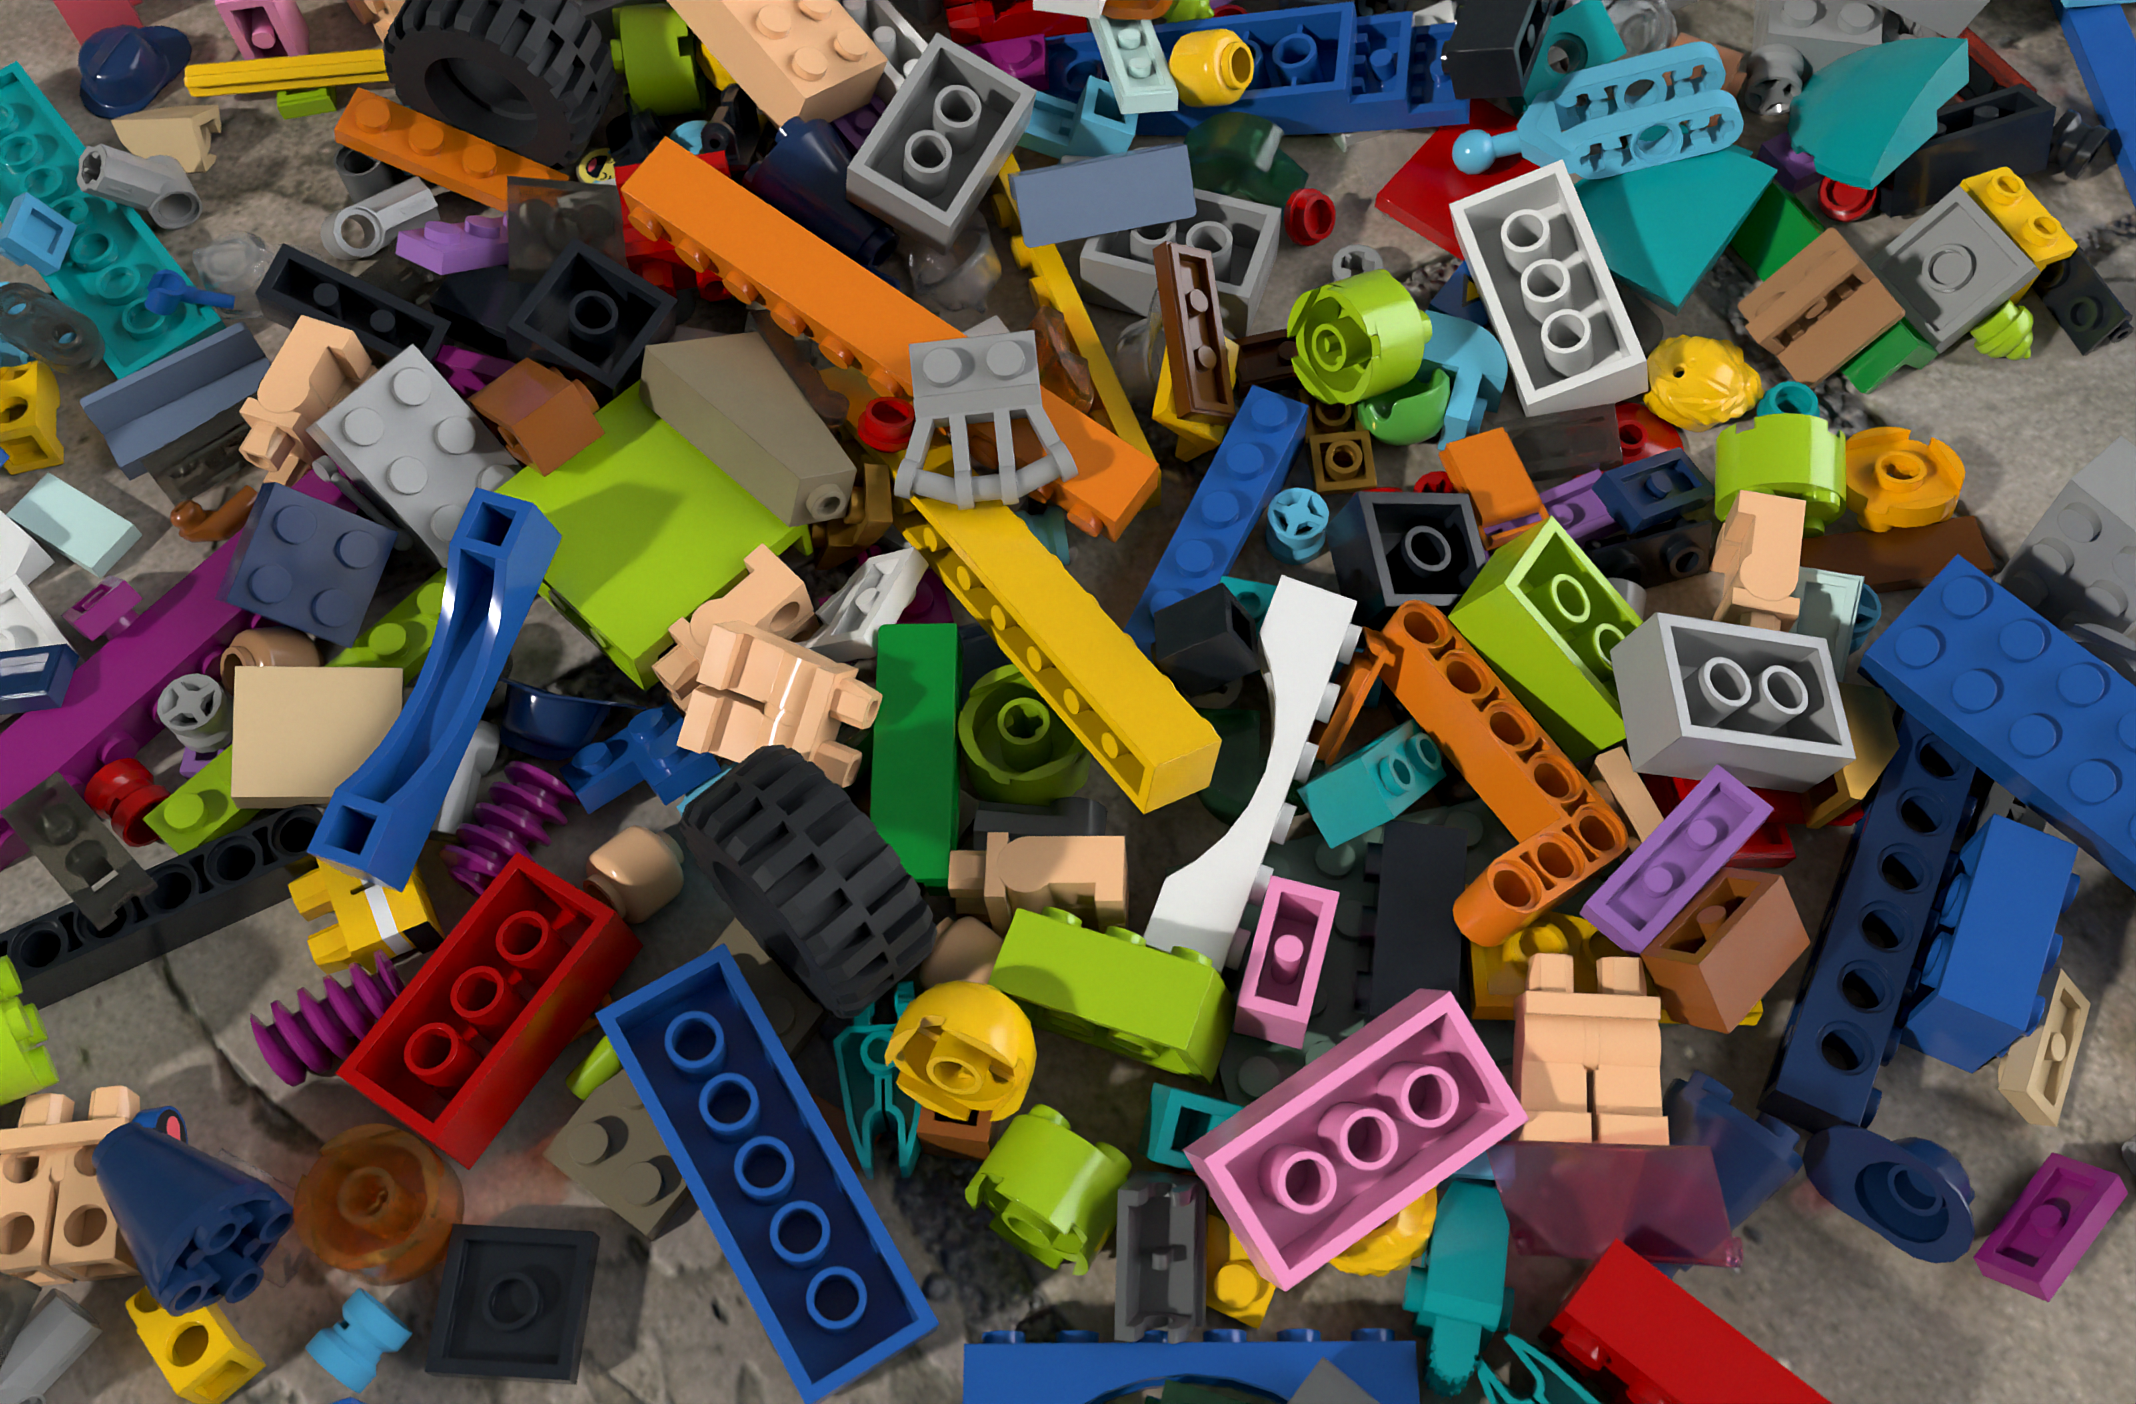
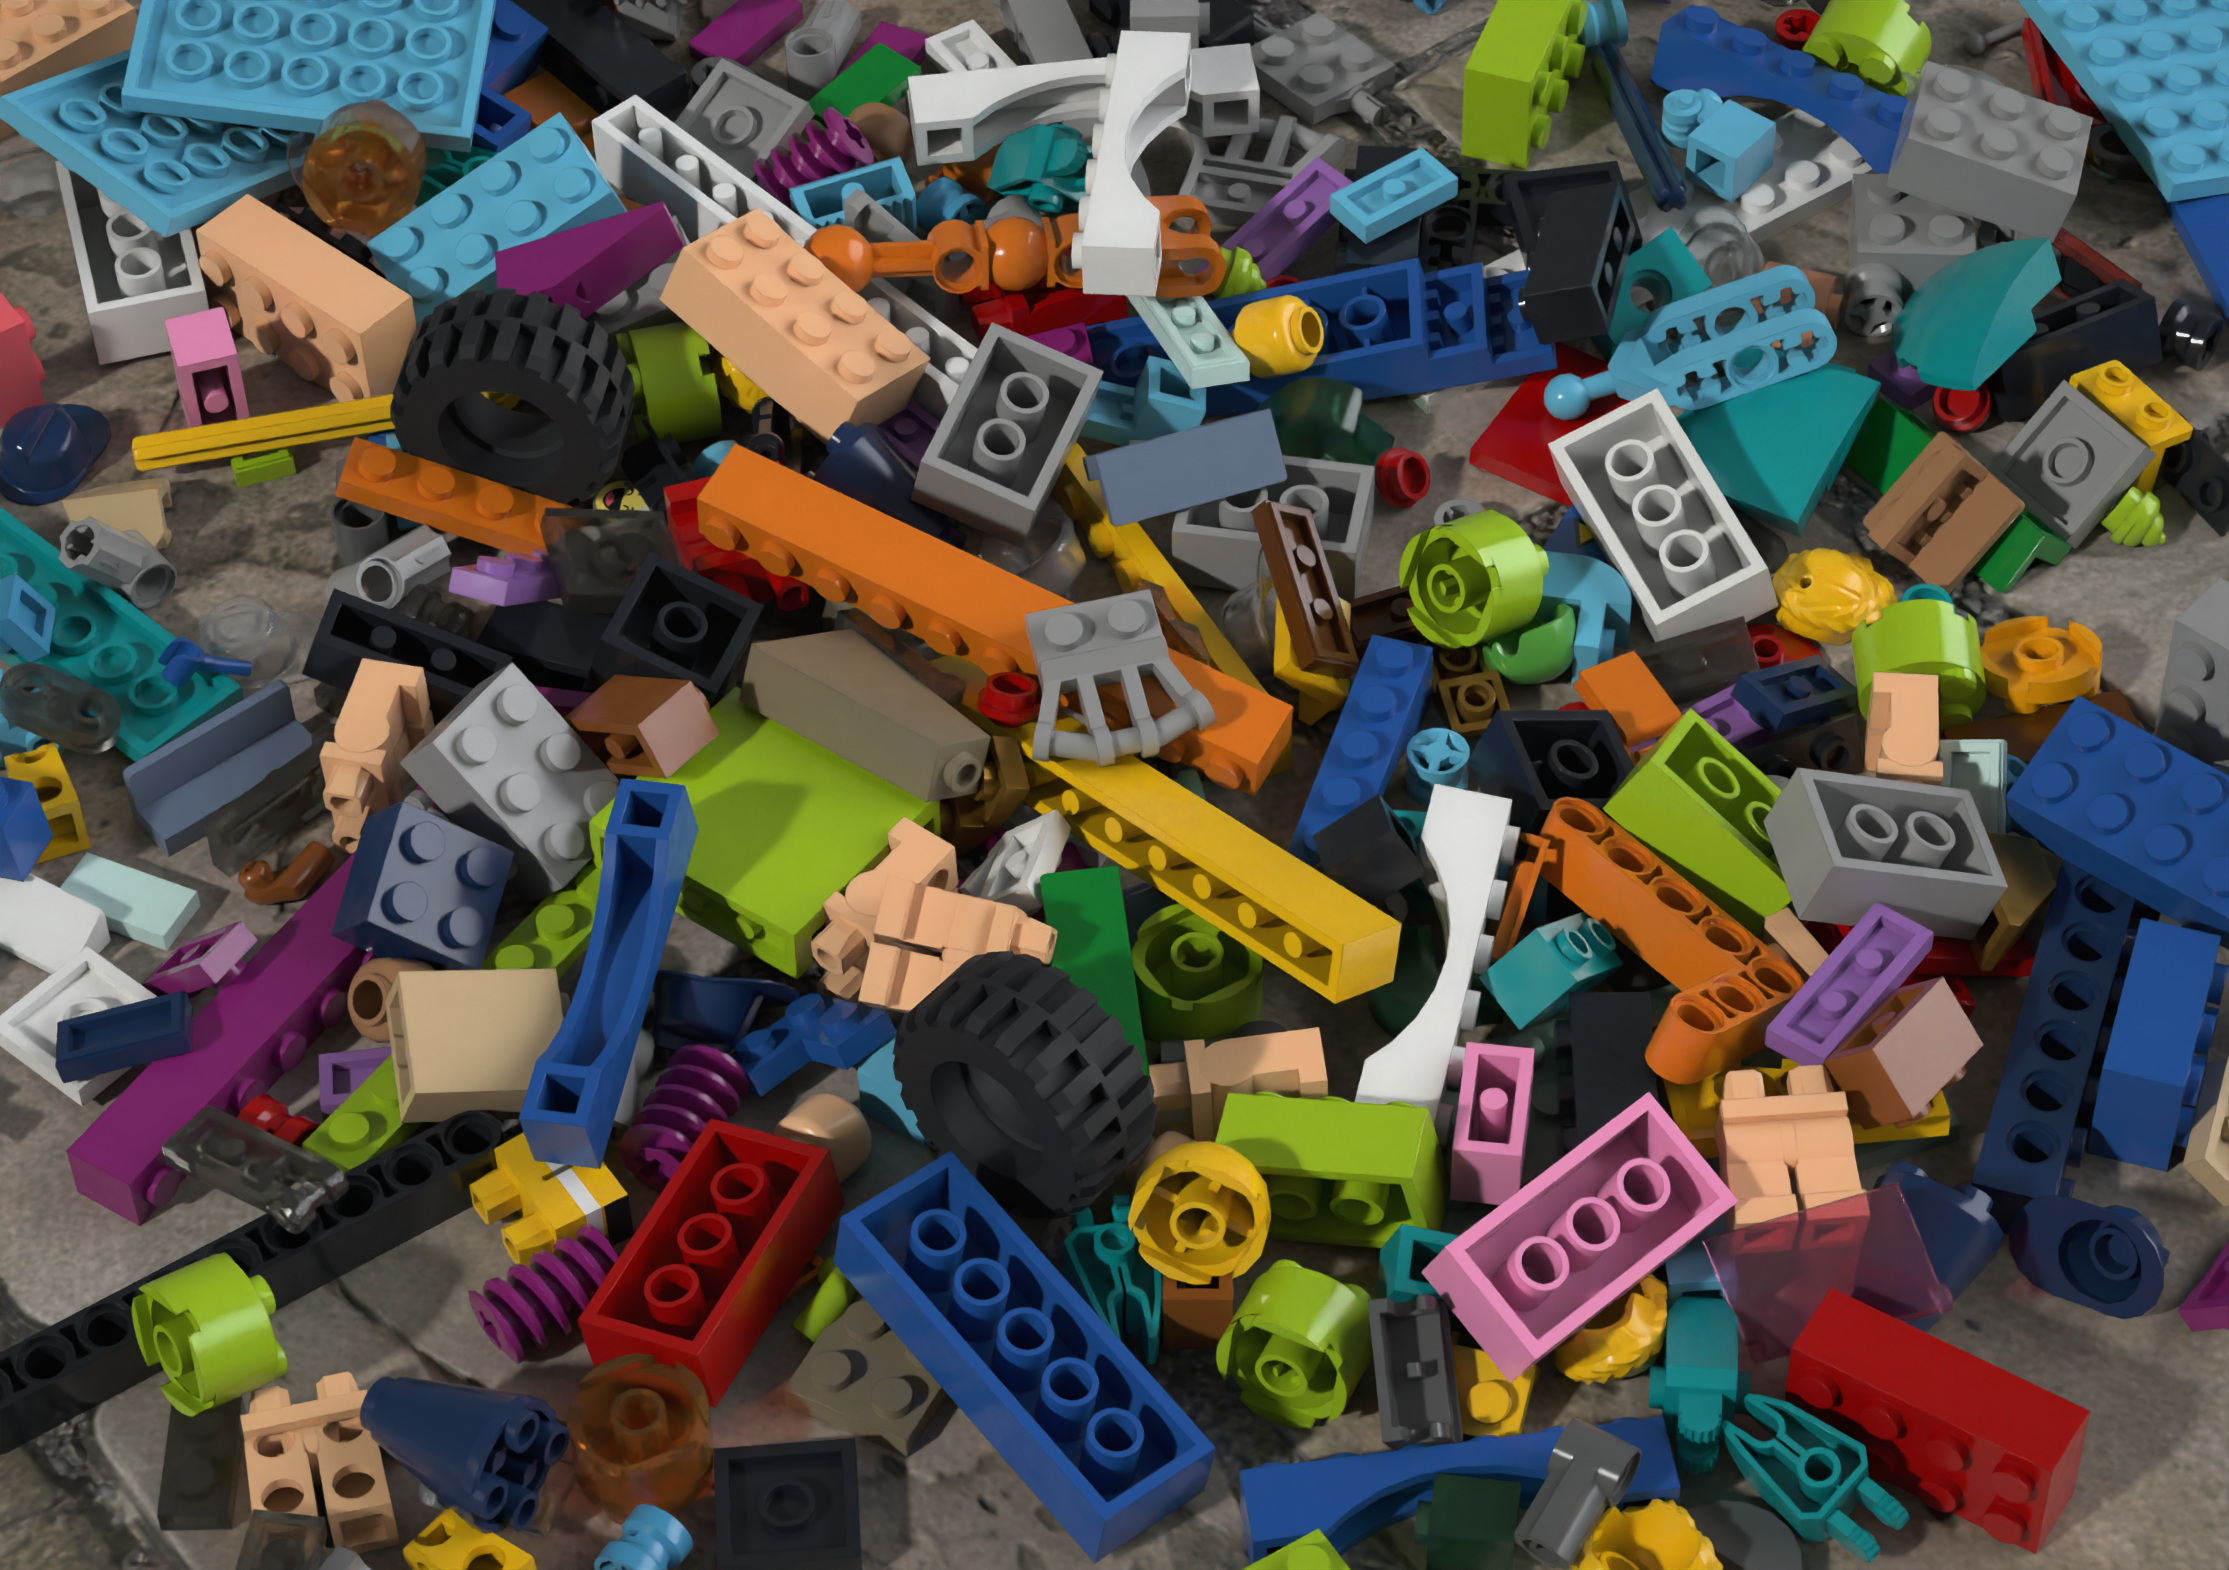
camera: 10 degrees left, 15 degrees down
(183, 708) = (336, 1044): light grey wheel -> none

